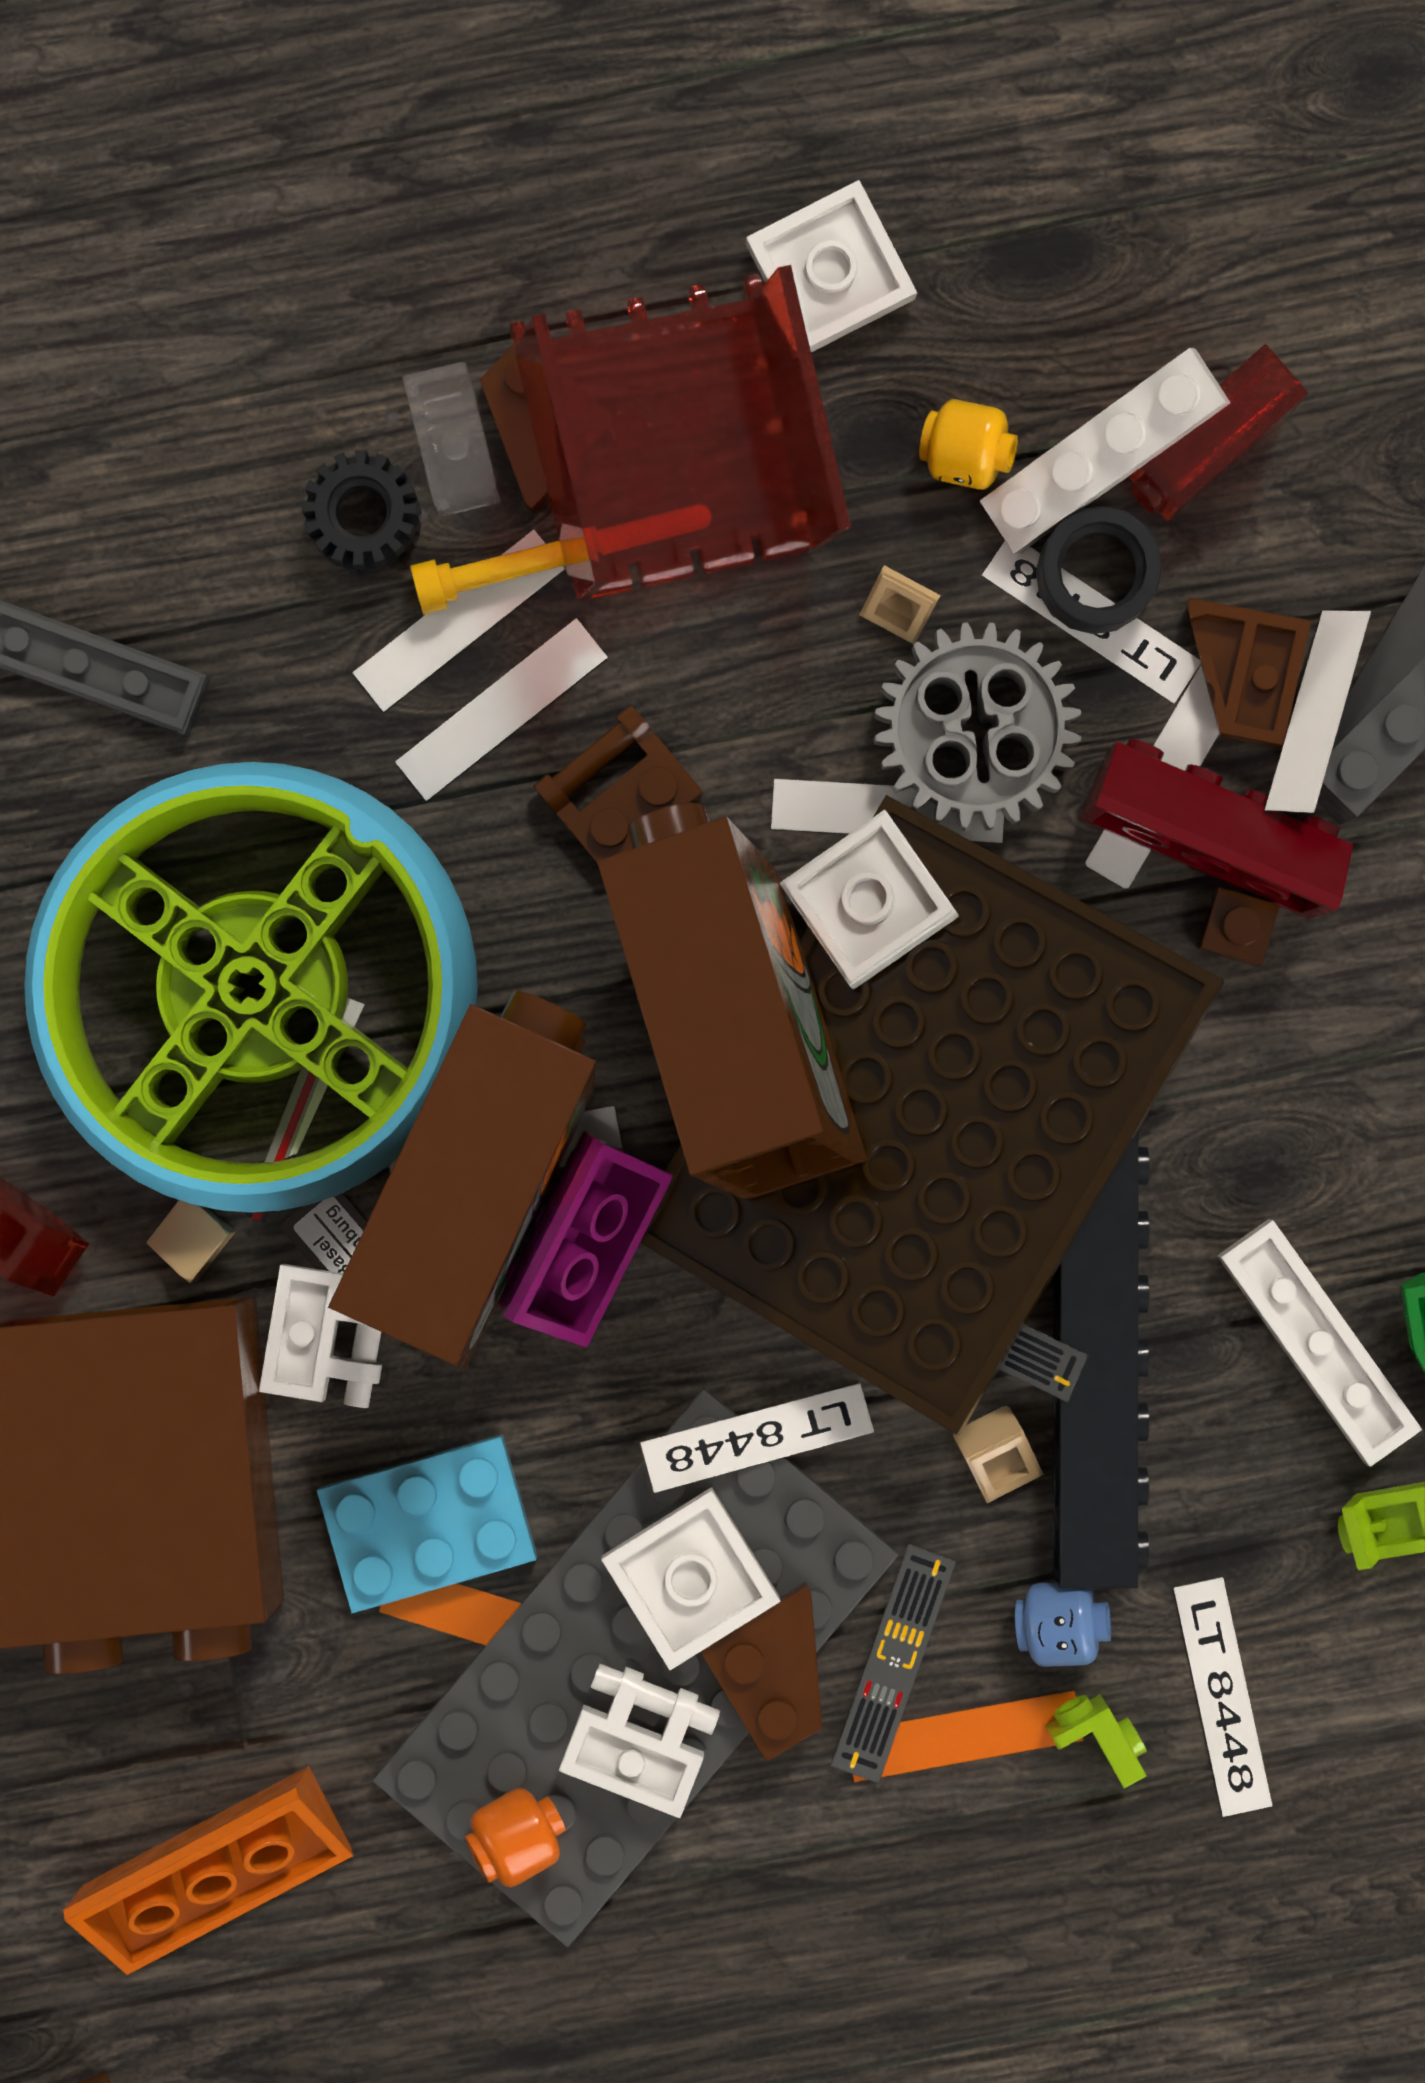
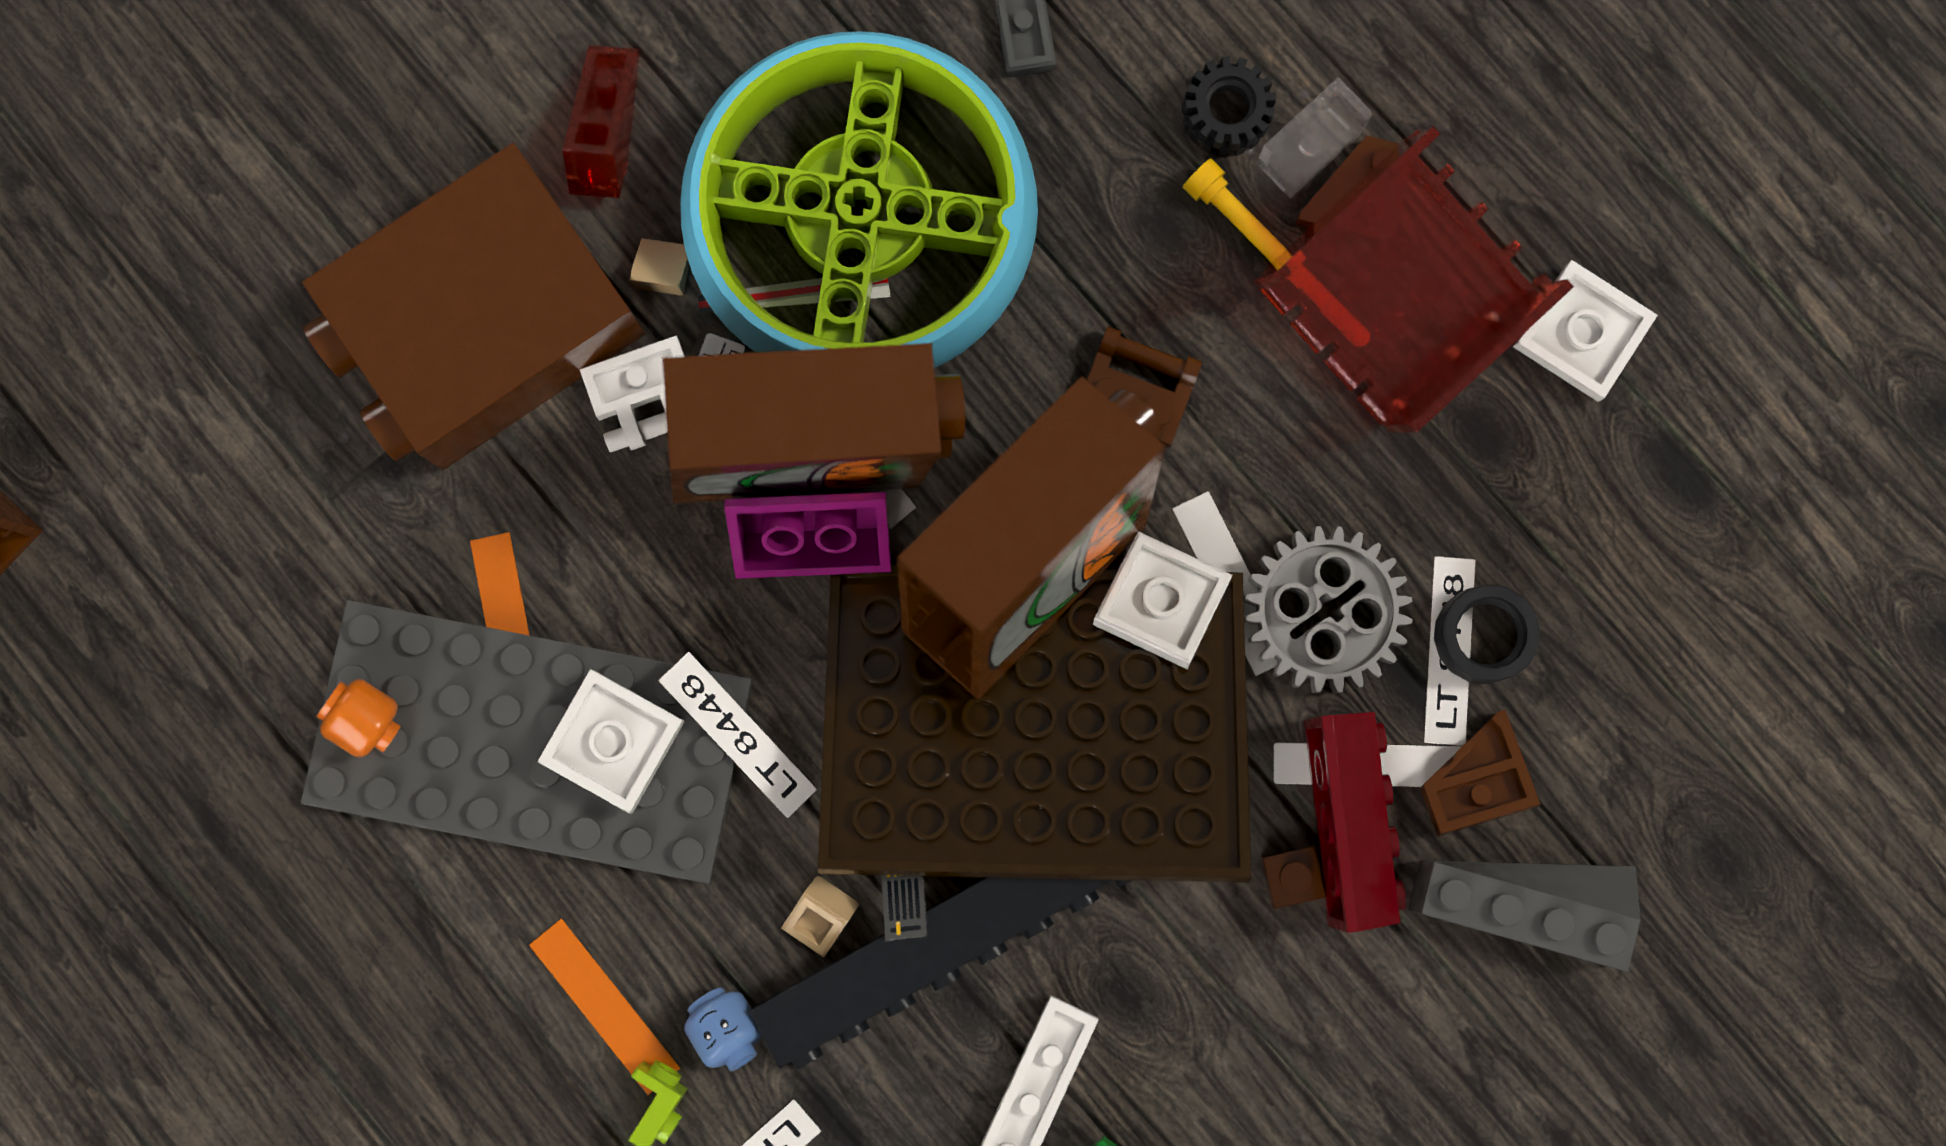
camera: 60 degrees right, 5 degrees down
(210, 1873) = (220, 524): orange slope -> none
(427, 1523) = (550, 539): medium azure plate -> none
(446, 632) = (1179, 210): white sticker -> none
(501, 709) = (1148, 277): white sticker -> none
(633, 1759) = (460, 772): white plate -> none
(773, 1673) = (574, 838): reddish brown wing -> none
(893, 1663) = (629, 925): dark grey sticker -> none
(899, 605) = (1380, 508): tan slope -> none
(967, 444) = (1520, 492): yellow head -> none
(1105, 450) = (1574, 588): white plate -> none
(1261, 400) = (1631, 661): clear red slope -> none
(1317, 711) = (1479, 844): white sticker -> none

